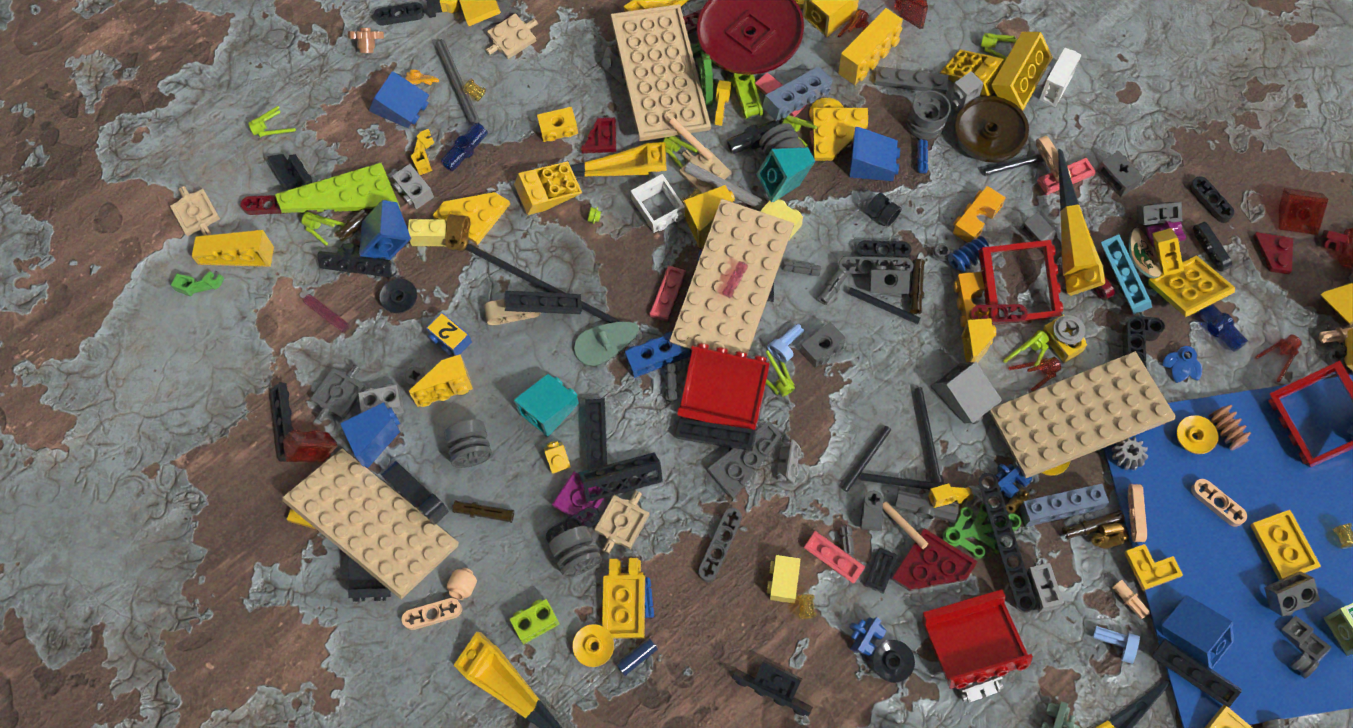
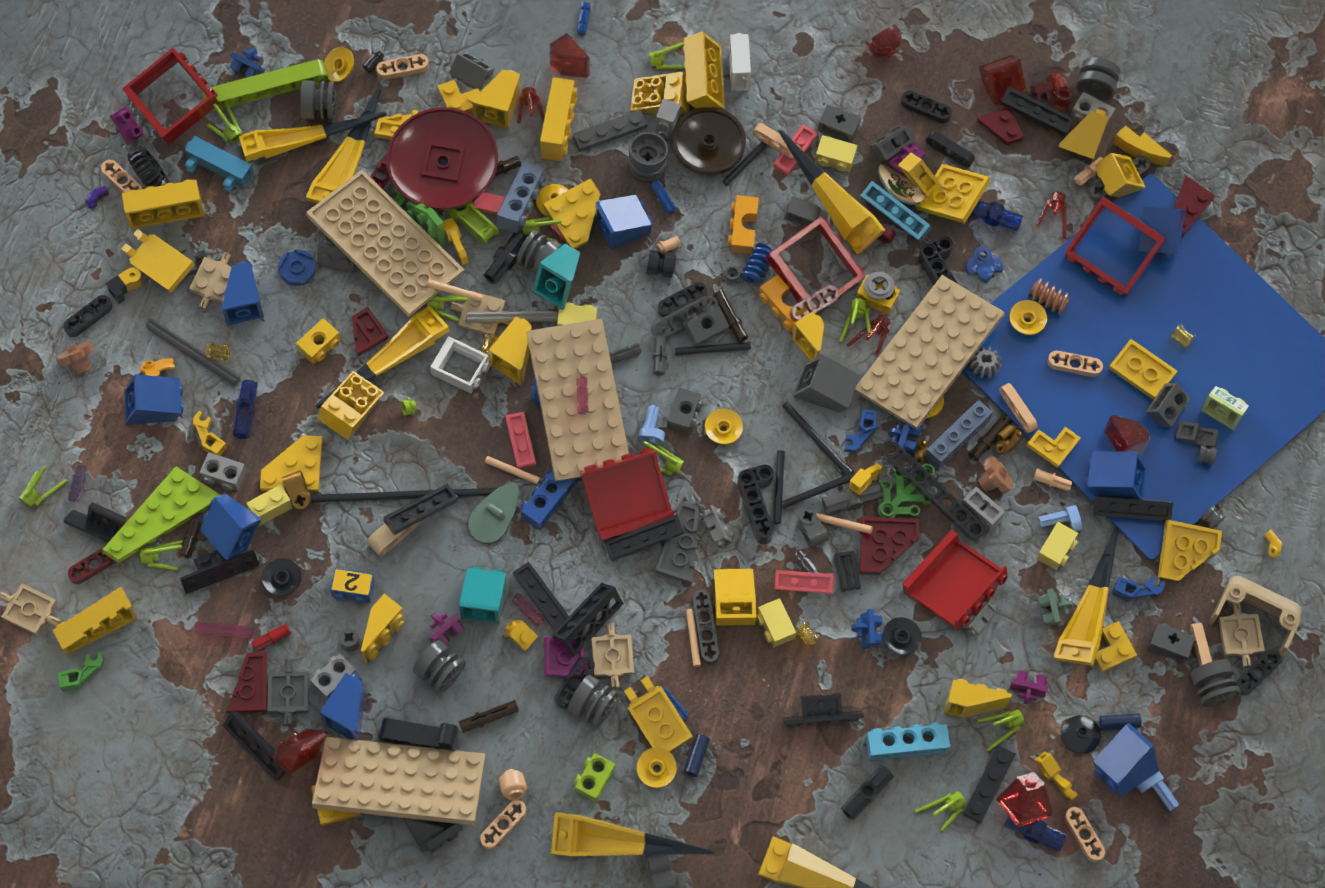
camera: 40 degrees left, 0 degrees up
(300, 135) = (77, 483): none -> clear purple axle
(311, 374) = (251, 688): none -> dark red wing
(357, 340) = (271, 637): none -> red axle
(489, 417) = (452, 623): none -> magenta hips
(520, 55) = (241, 296): none -> blue slope
(577, 437) = (529, 611): none -> clear pink axle
(582, 59) = (297, 267): none -> blue tile
(644, 314) = (512, 470): none -> light nougat bar
(703, 548) = (693, 638): none -> light nougat bar
(762, 533) = (734, 597): none -> yellow slope
(801, 64) = (507, 165): none -> dark brown axle
(834, 464) = (757, 506): none -> black beam
(849, 369) = (727, 419): none -> yellow dish
(900, 198) = (668, 245): none -> light nougat pin
(965, 457) = (868, 417): none -> blue piece
(1076, 564) = (995, 476): none -> nougat plant
(1097, 665) = (1057, 546): none -> light yellow brick
(1101, 197) = (835, 154): none -> light yellow brick
(1206, 124) = (885, 42): none -> clear red cylinder
(1231, 598) = (1126, 434): none -> clear red slope
(1317, 255) = (1037, 111): none -> black plate

